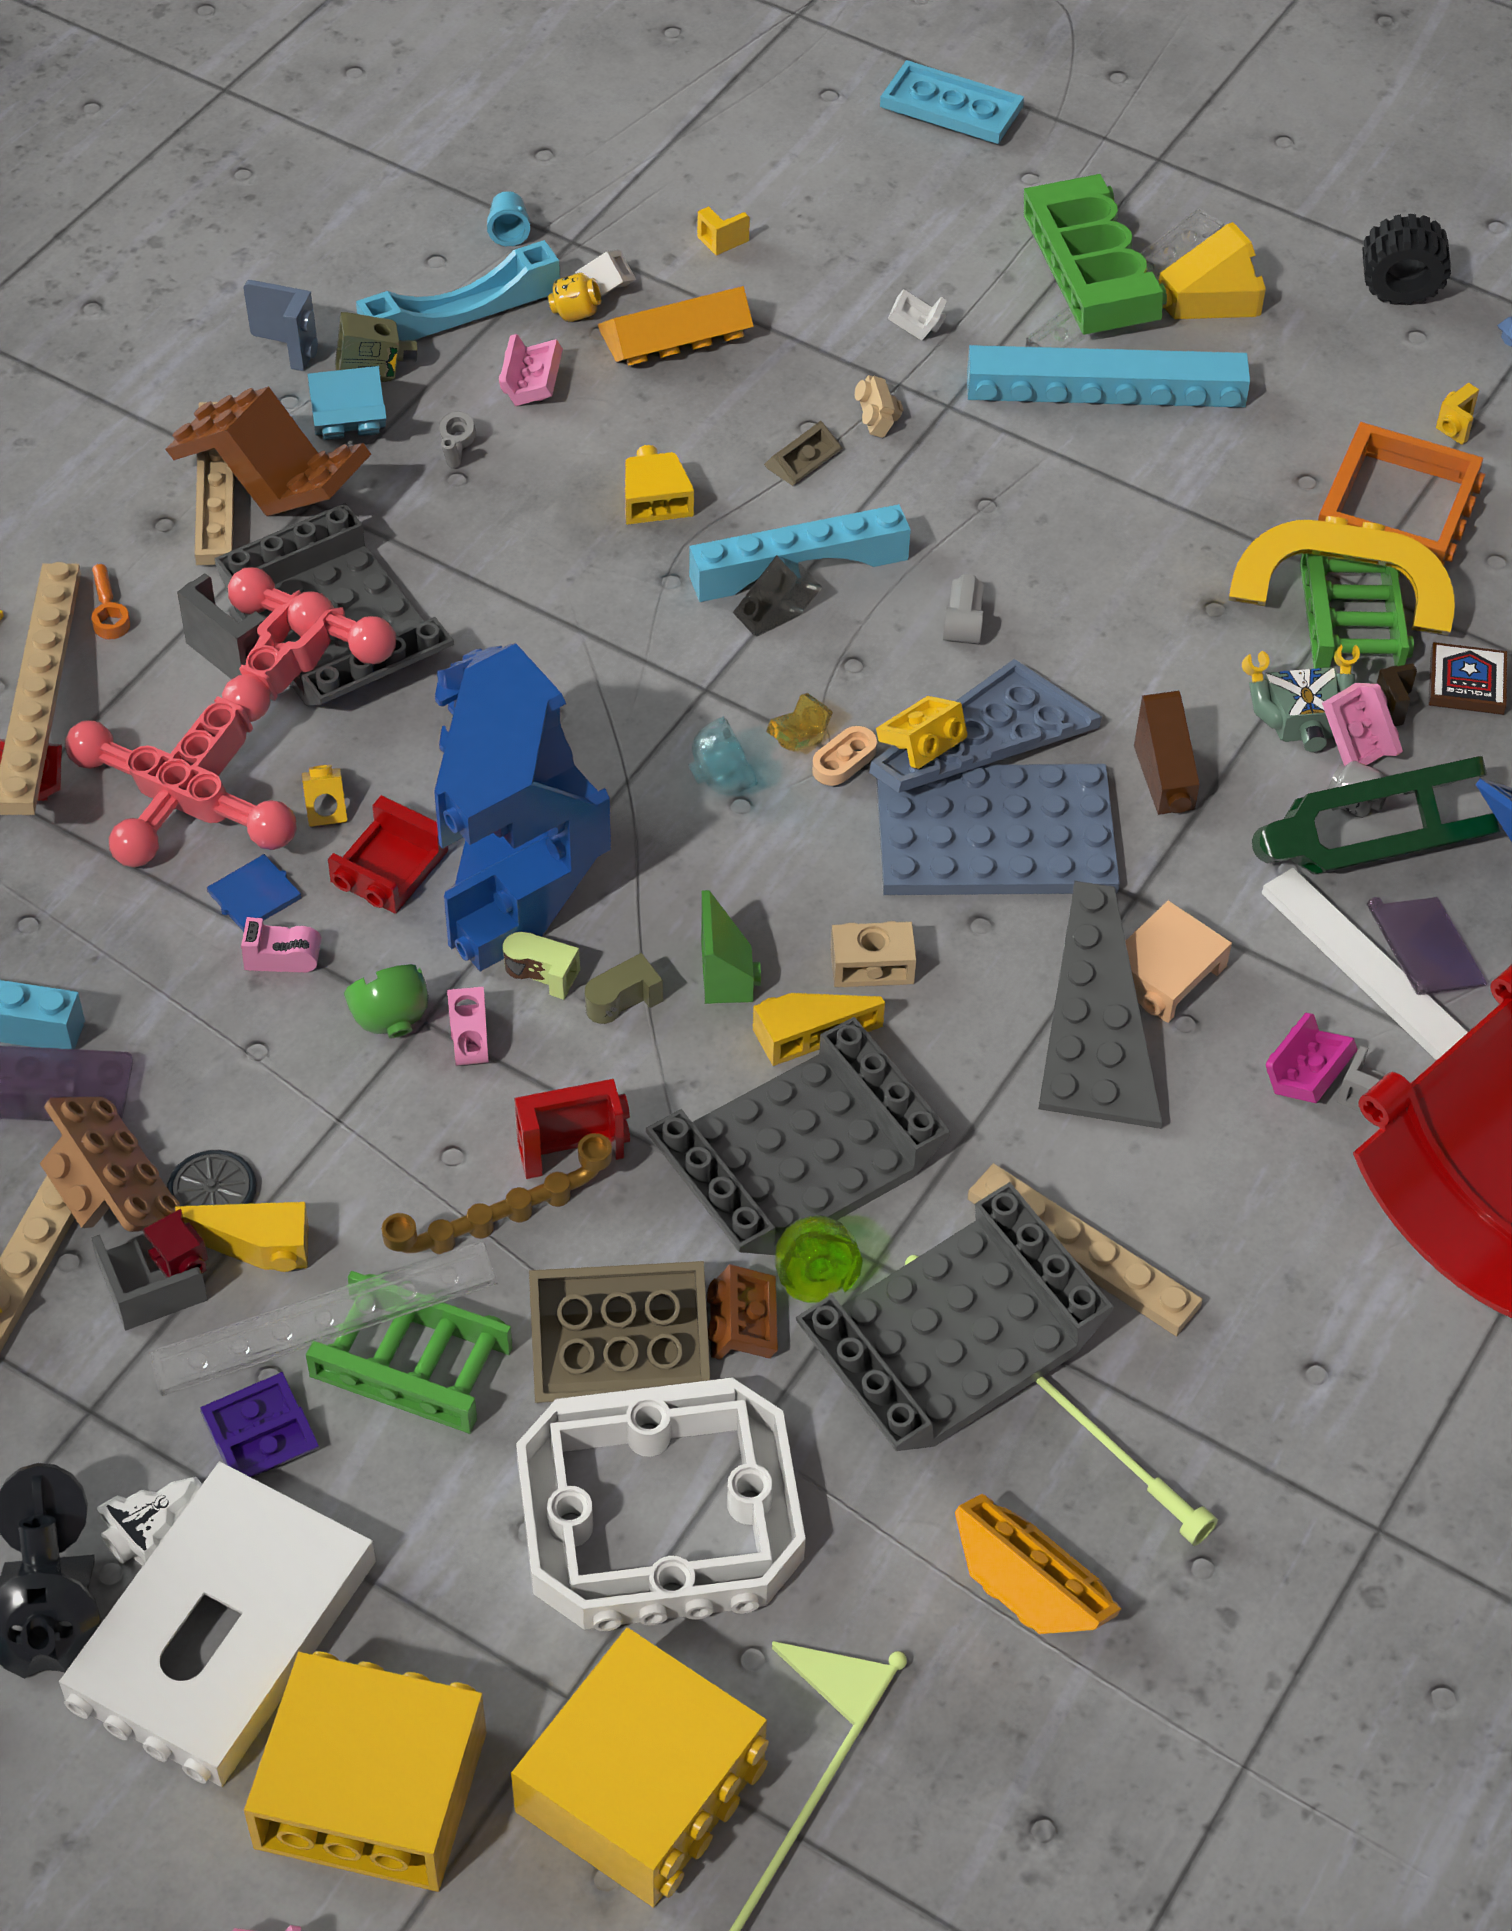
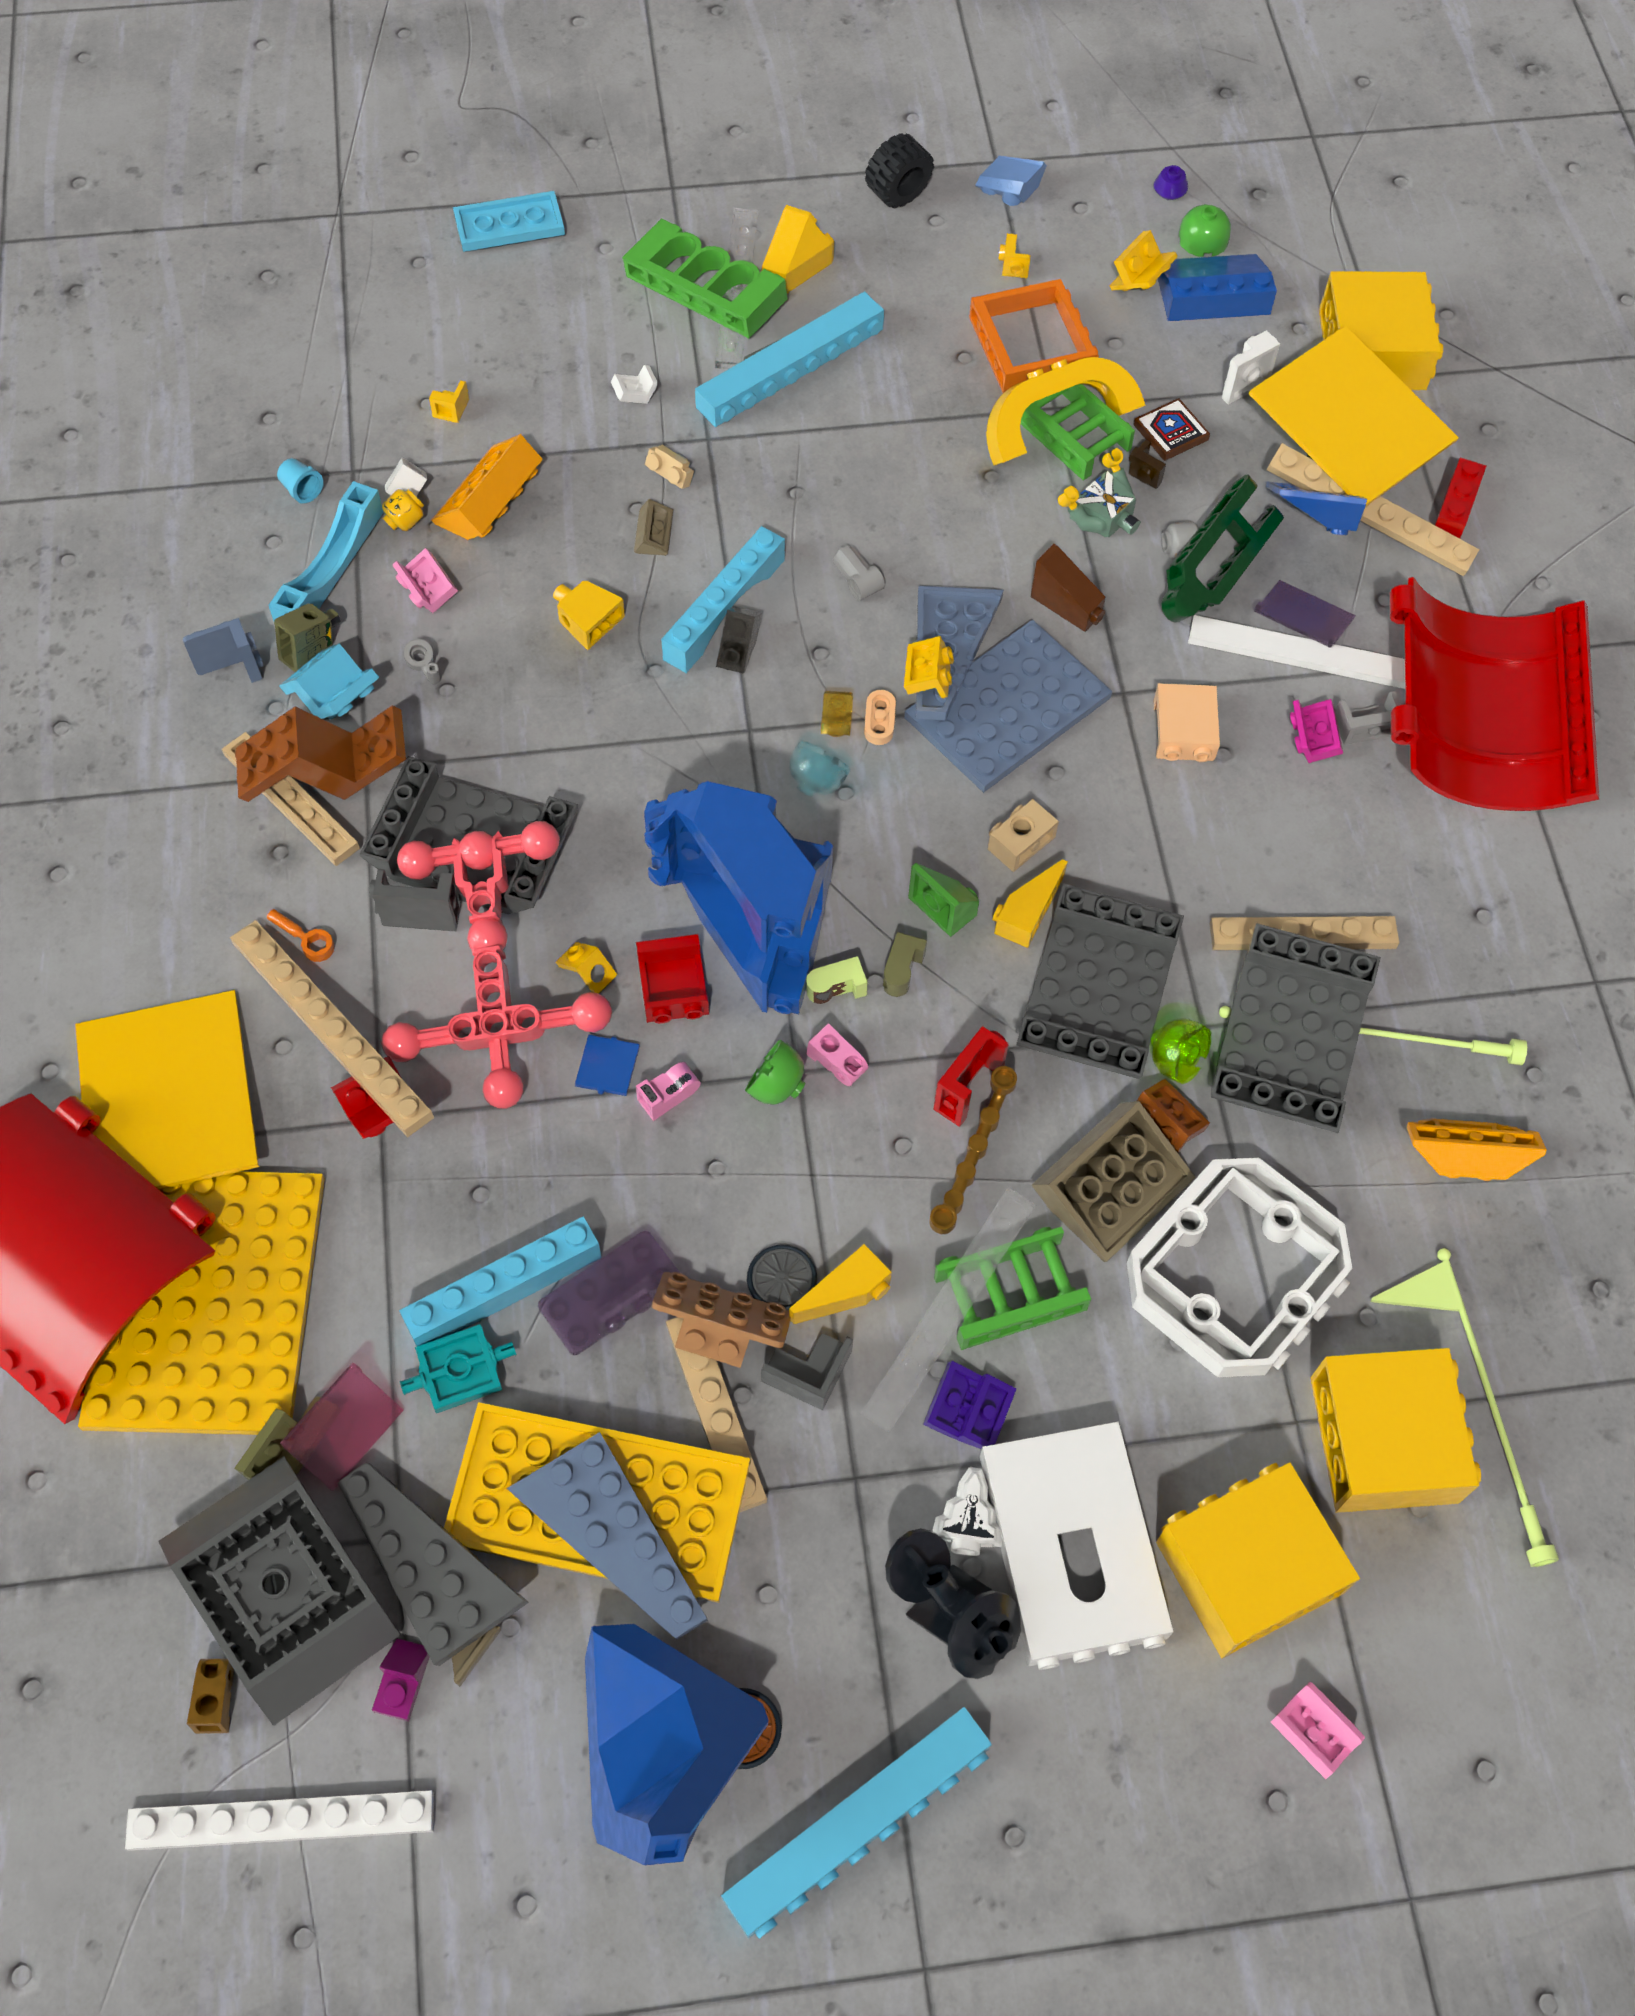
camera: 40 degrees left, 10 degrees up
(176, 1245) = (817, 1335): dark red window -> none
(1097, 1036) = (1195, 796): dark grey wing -> none
(1362, 724) = (1156, 497): bright pink bracket -> none

